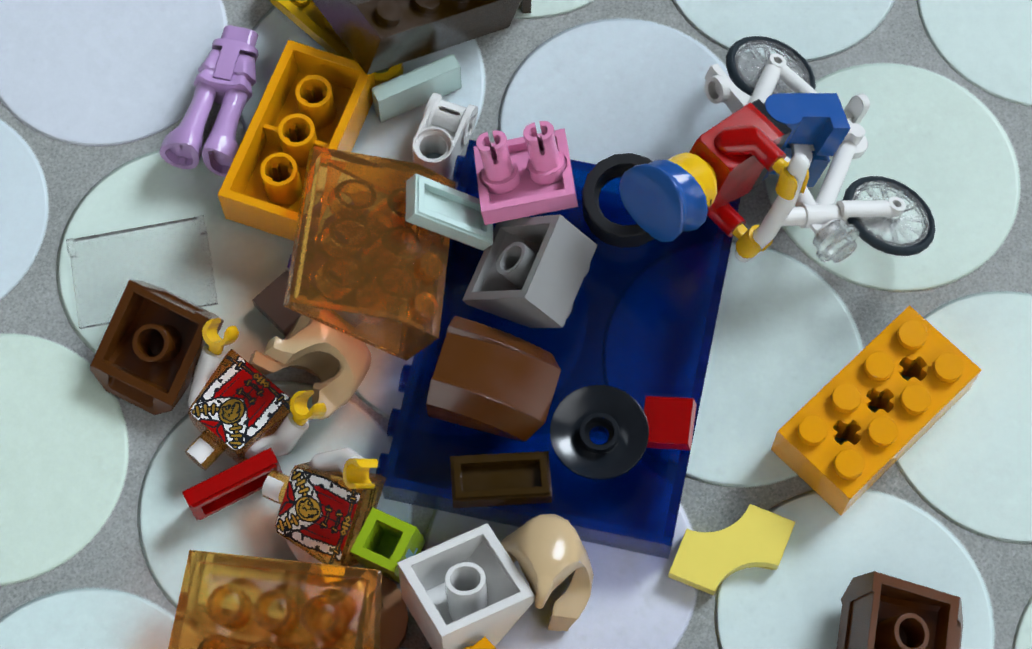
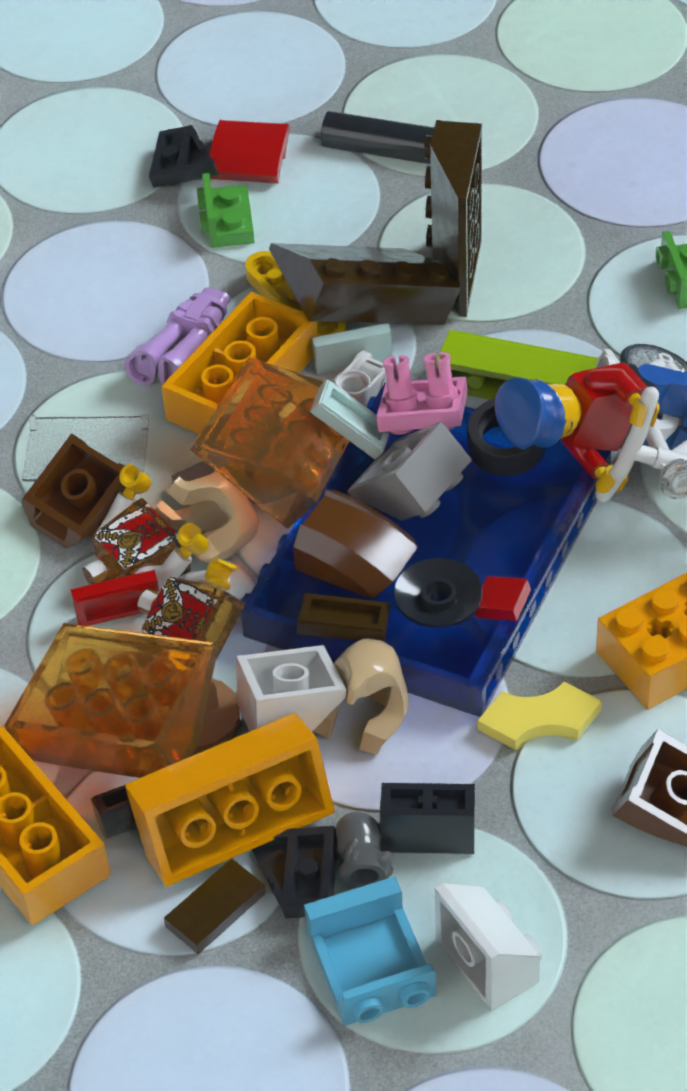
camera: 15 degrees right, 20 degrees down
(386, 542) = (232, 640): lime brick -> none
(612, 93) = (493, 361): none -> lime brick

